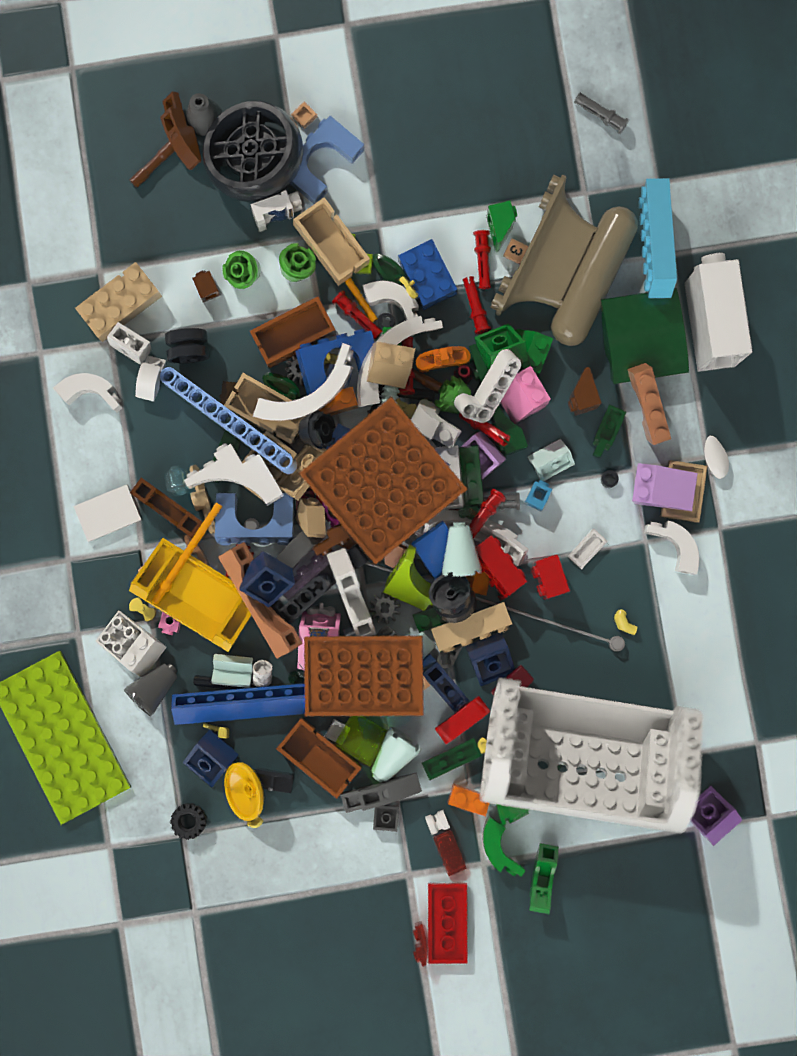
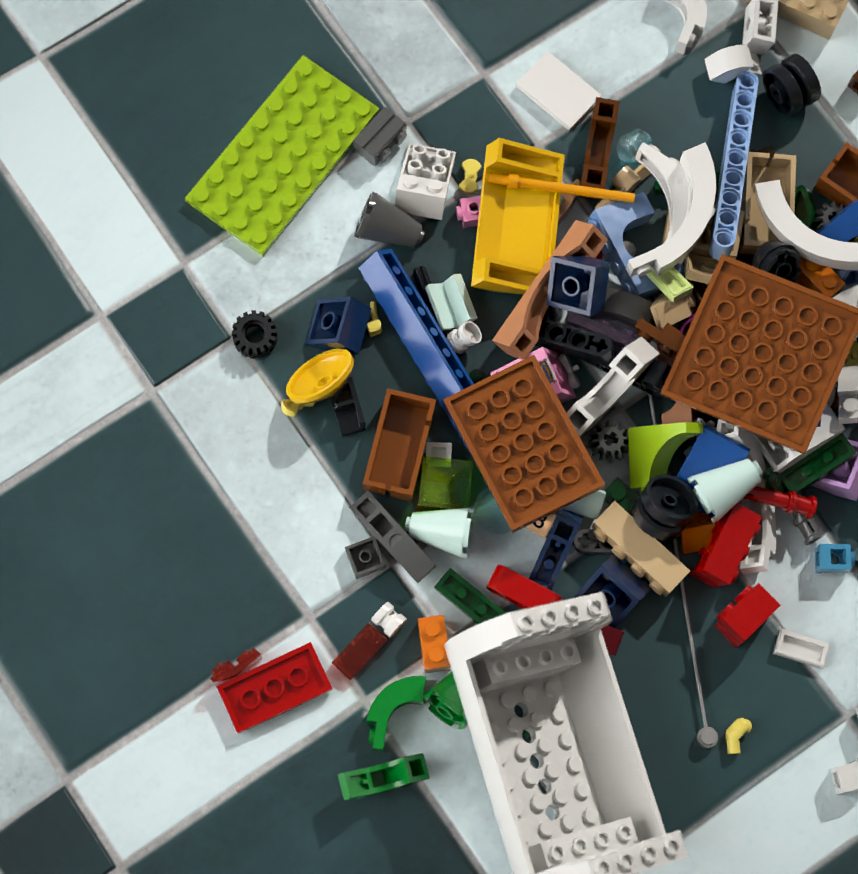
camera: 60 degrees right, 10 degrees down
(82, 661) = (380, 136): none -> dark grey brick
(232, 454) = (702, 189): none -> white arch
(291, 512) = (671, 284): none -> yellowish green tile

